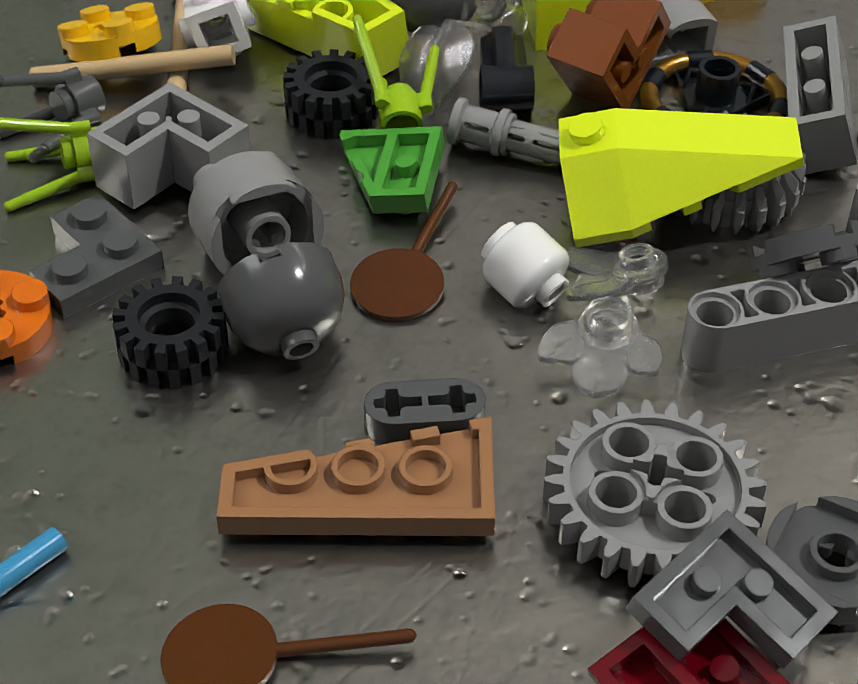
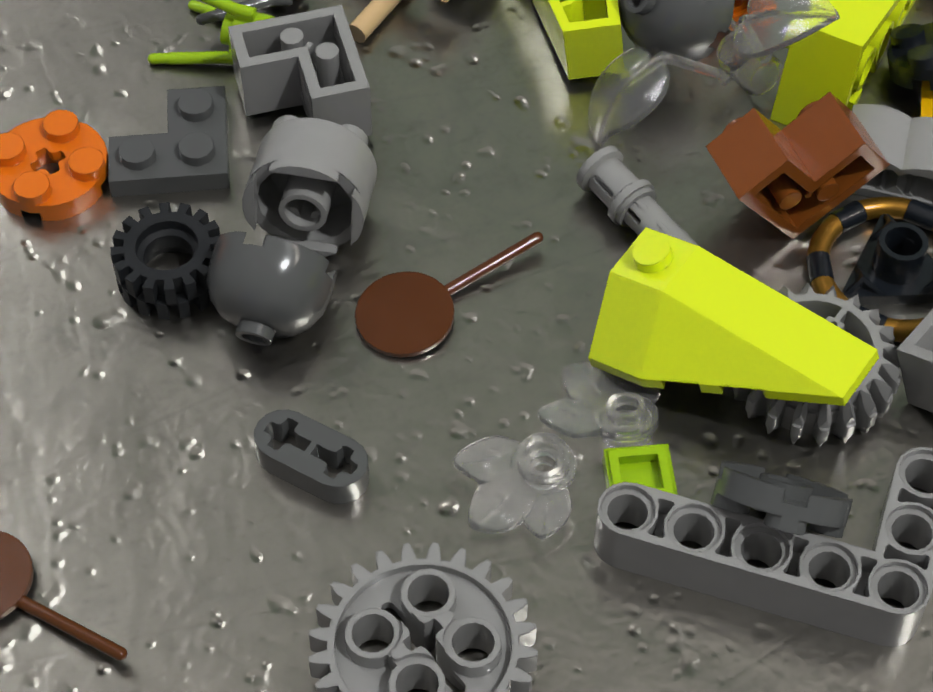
camera: 35 degrees right, 10 degrees up
(329, 93) = (512, 53): black tyre -> none
(395, 166) = (502, 189): bright green wing -> none
(396, 488) = (220, 515): medium nougat wing -> none
(397, 103) = (554, 125): lime plant -> none
(504, 72) = (679, 145): black piece -> none
(525, 265) = (517, 360): white head -> none
(669, 301) = (641, 465): none -> lime tile

